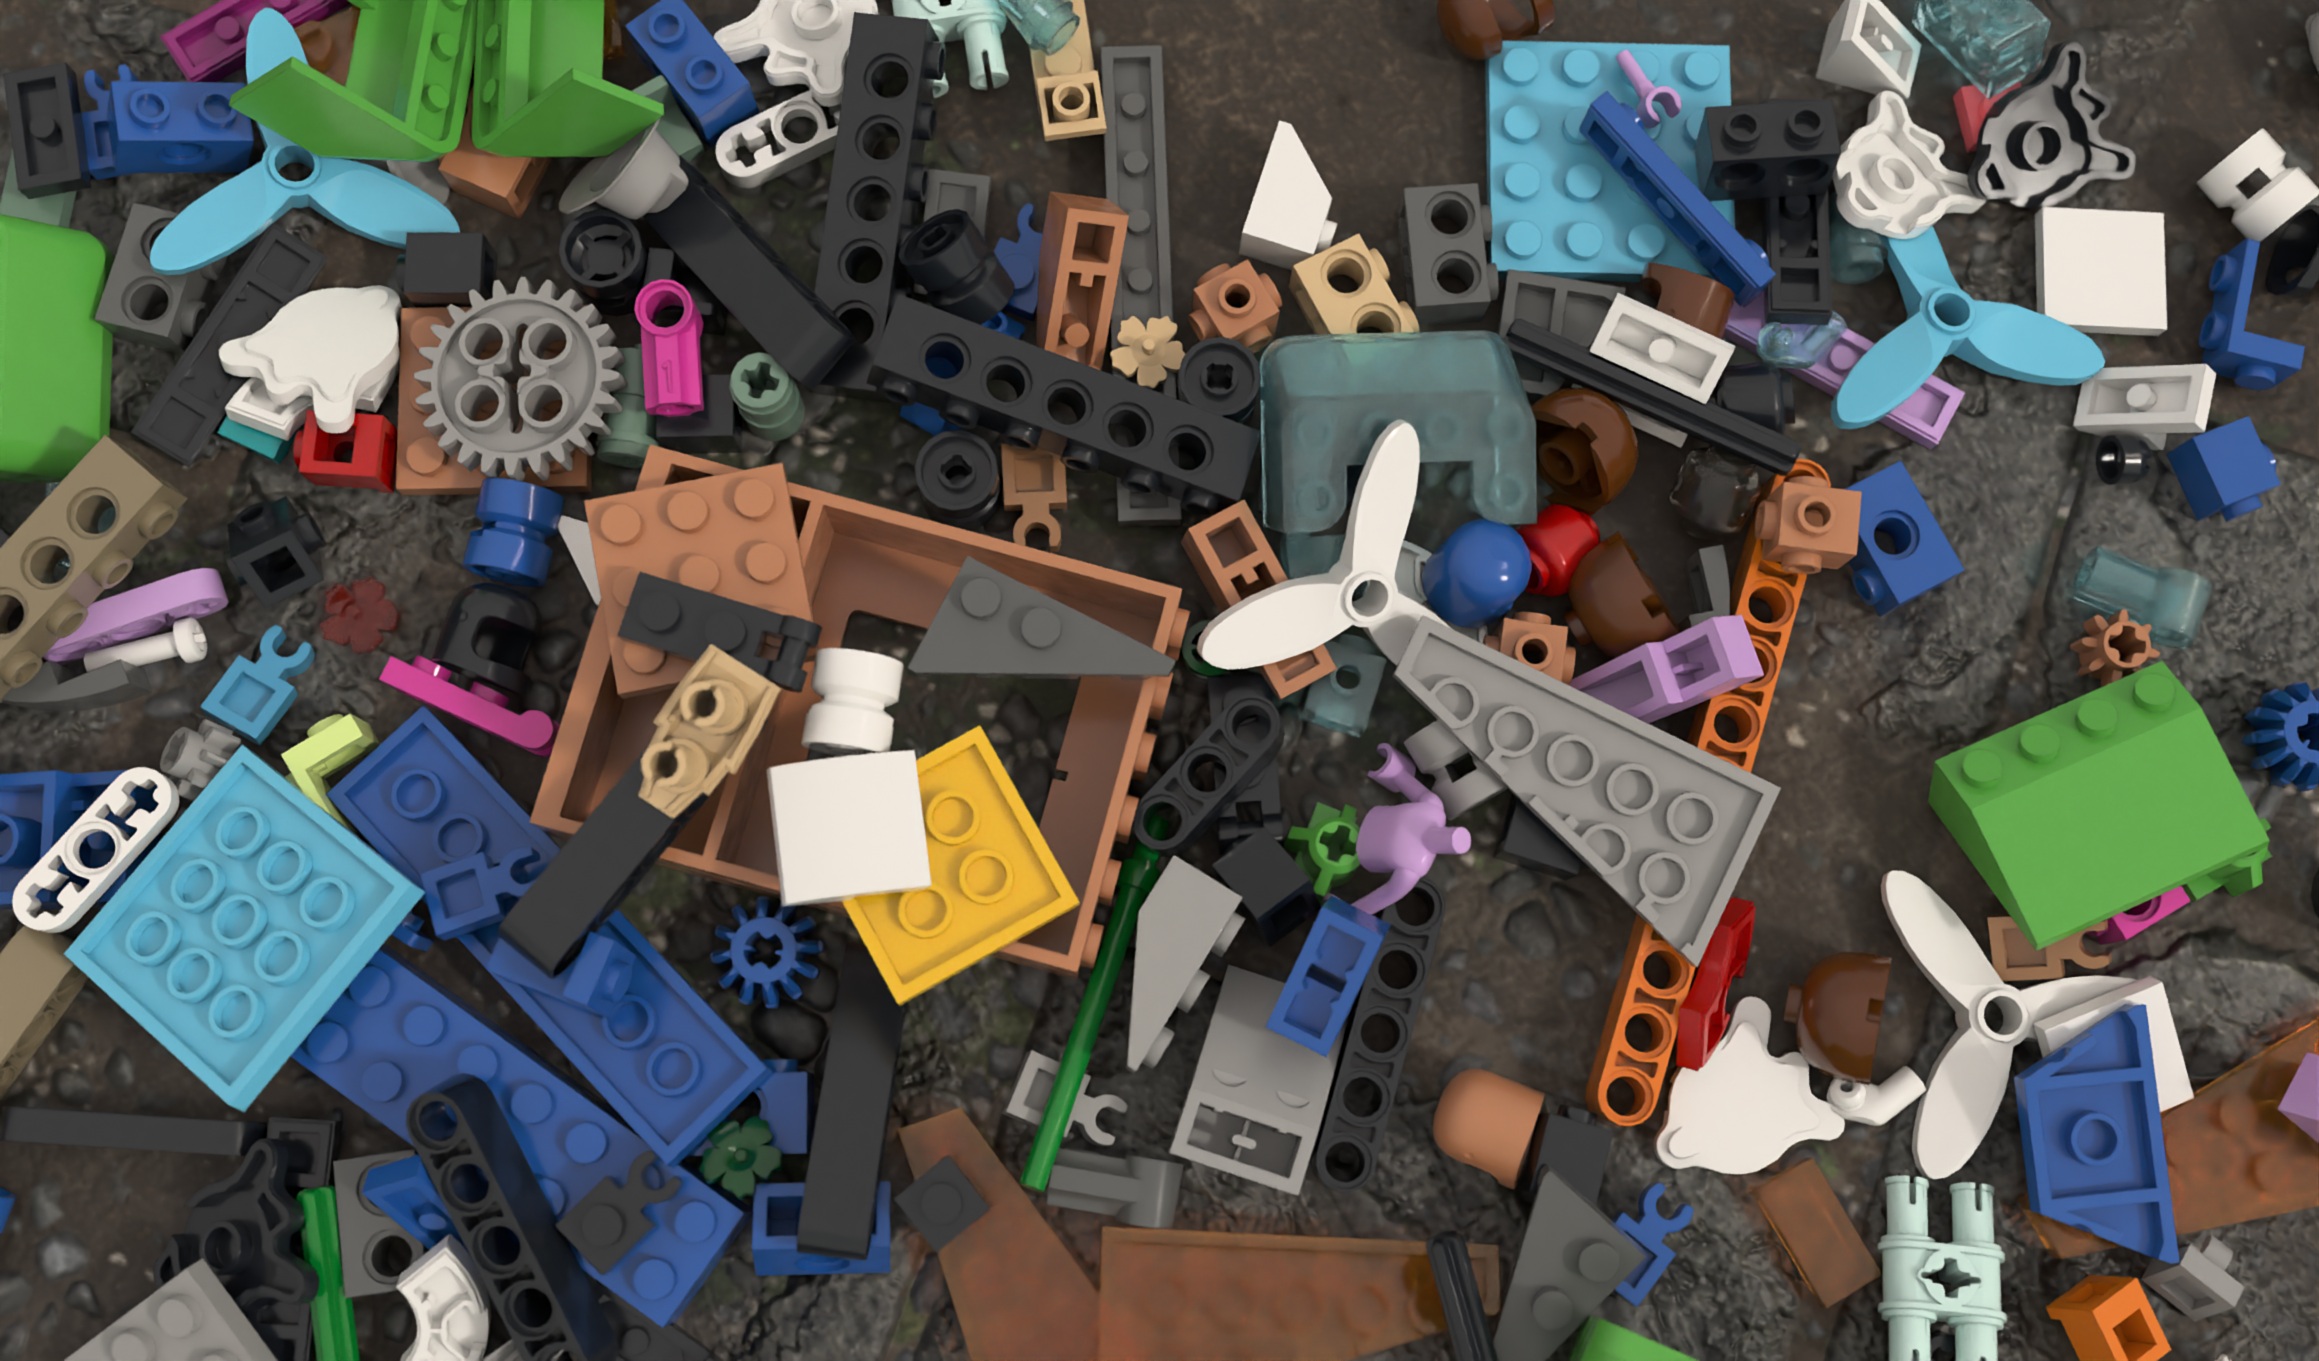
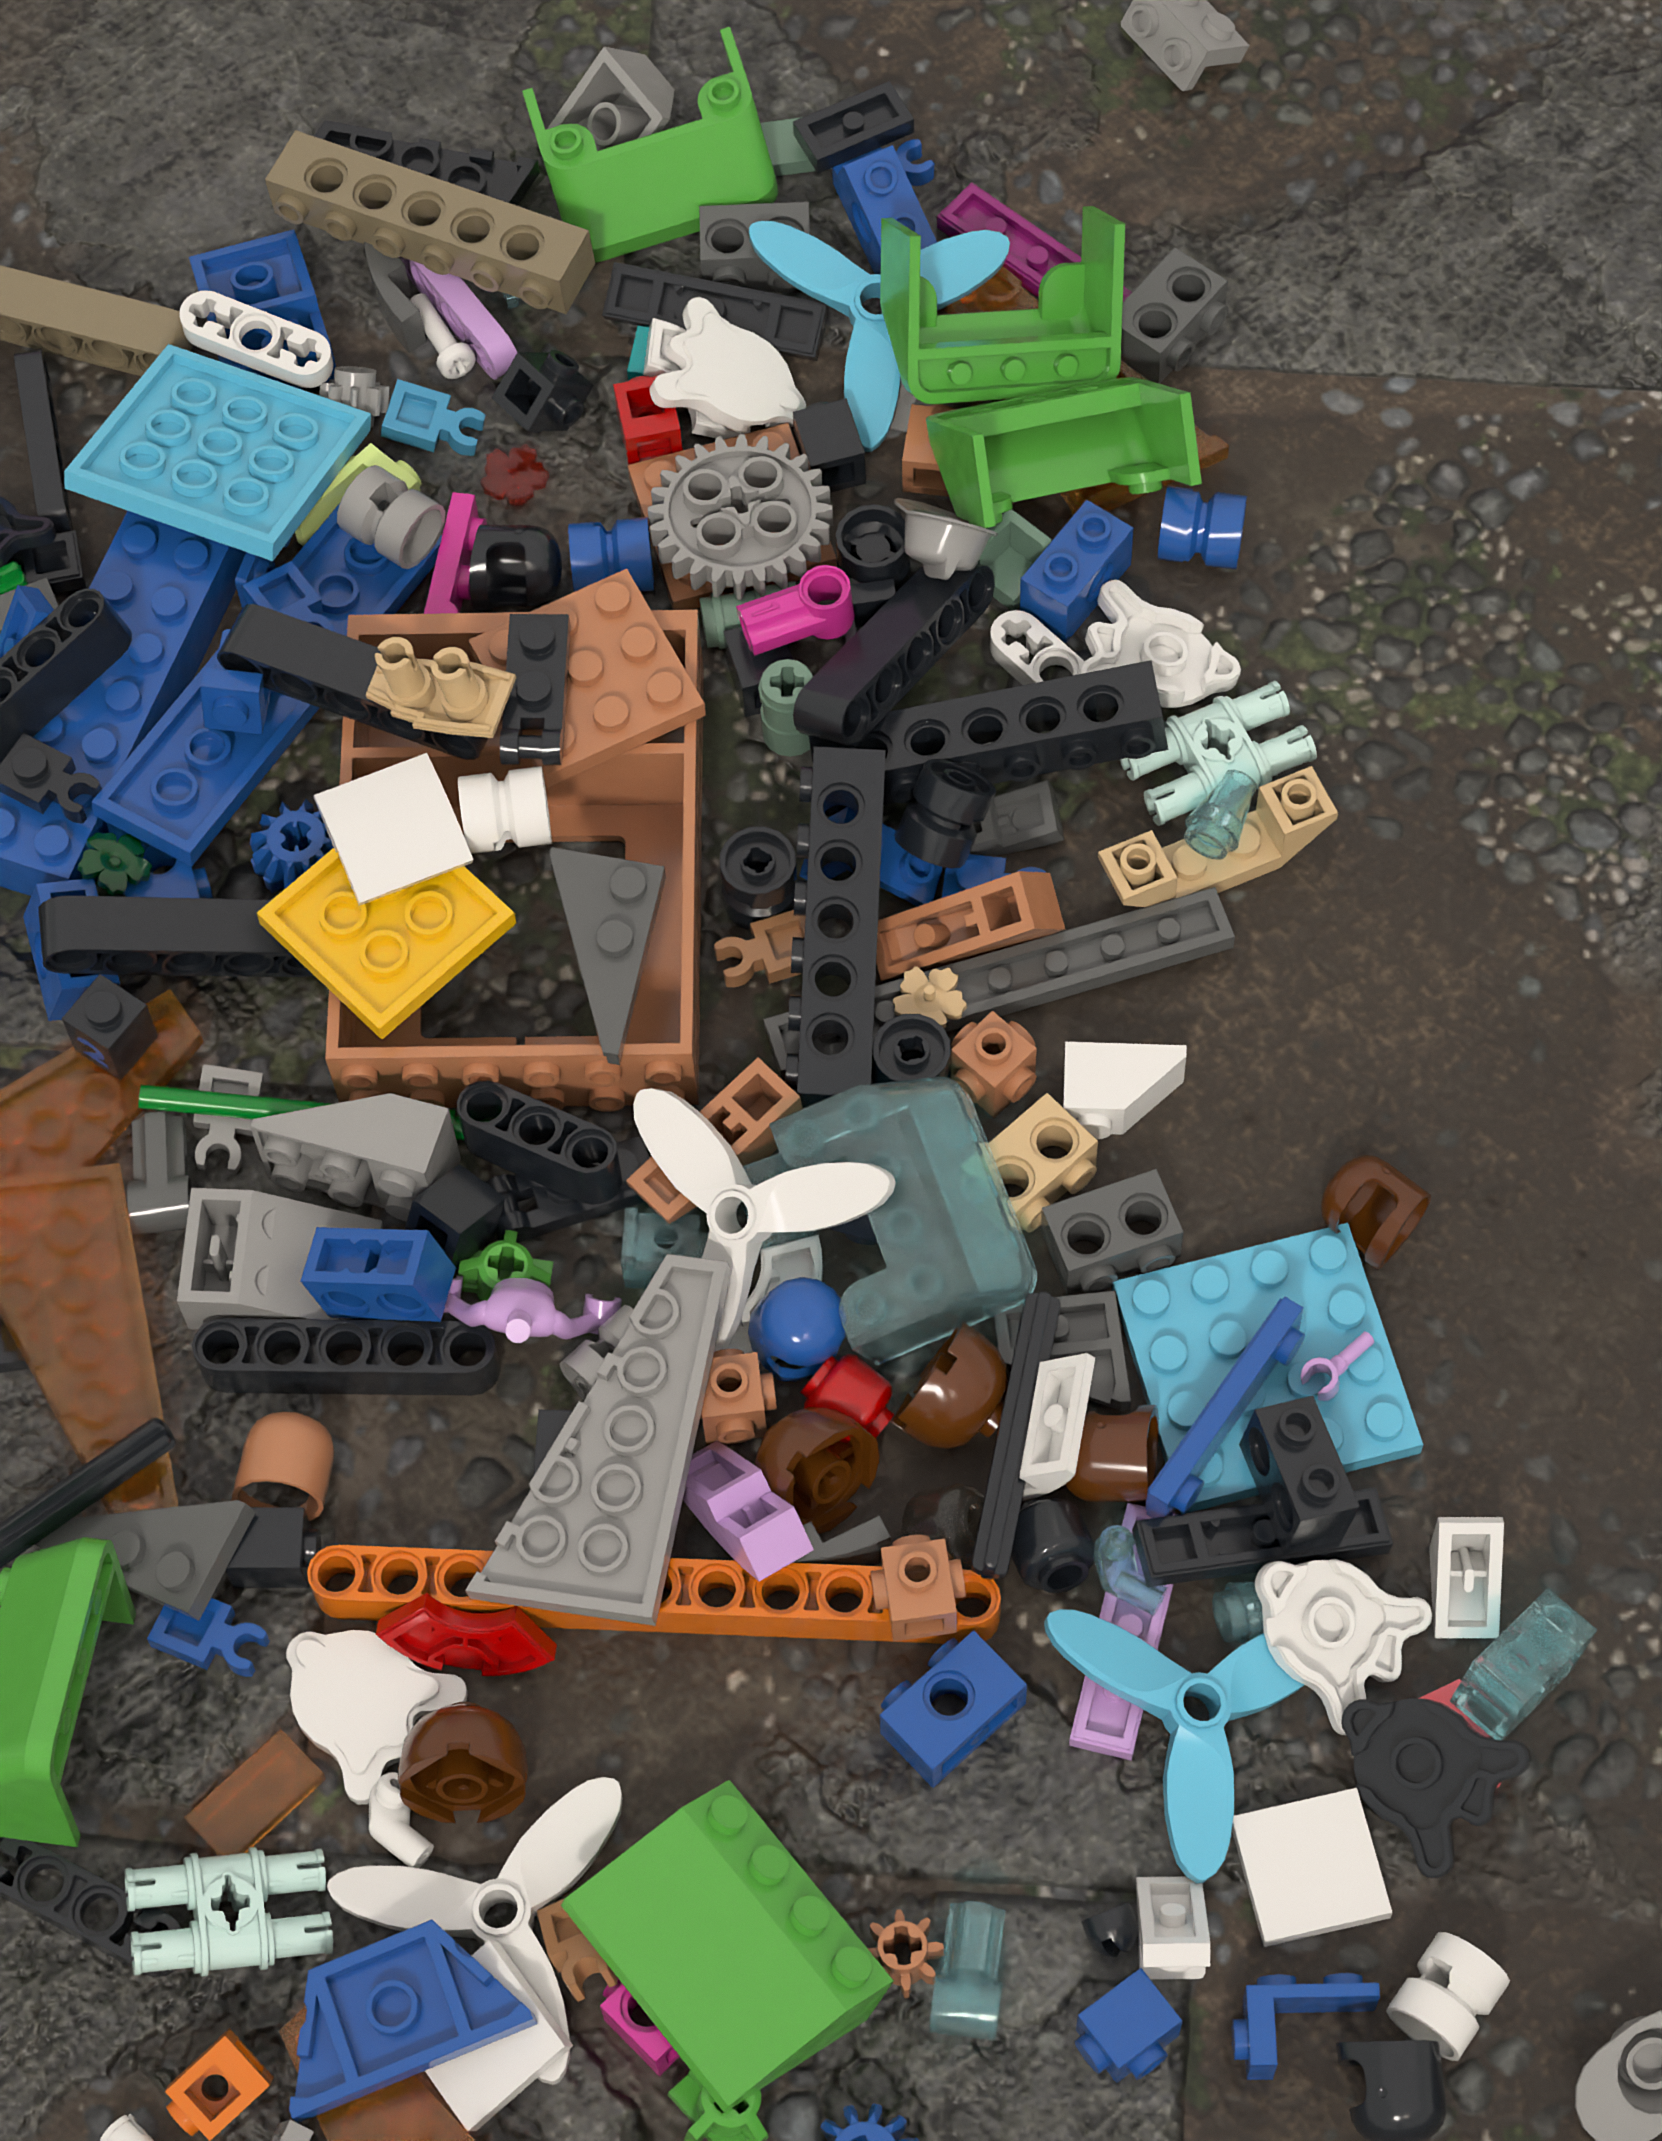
camera: 85 degrees right, 15 degrees down
(415, 738) = (387, 514): none -> light grey wheel

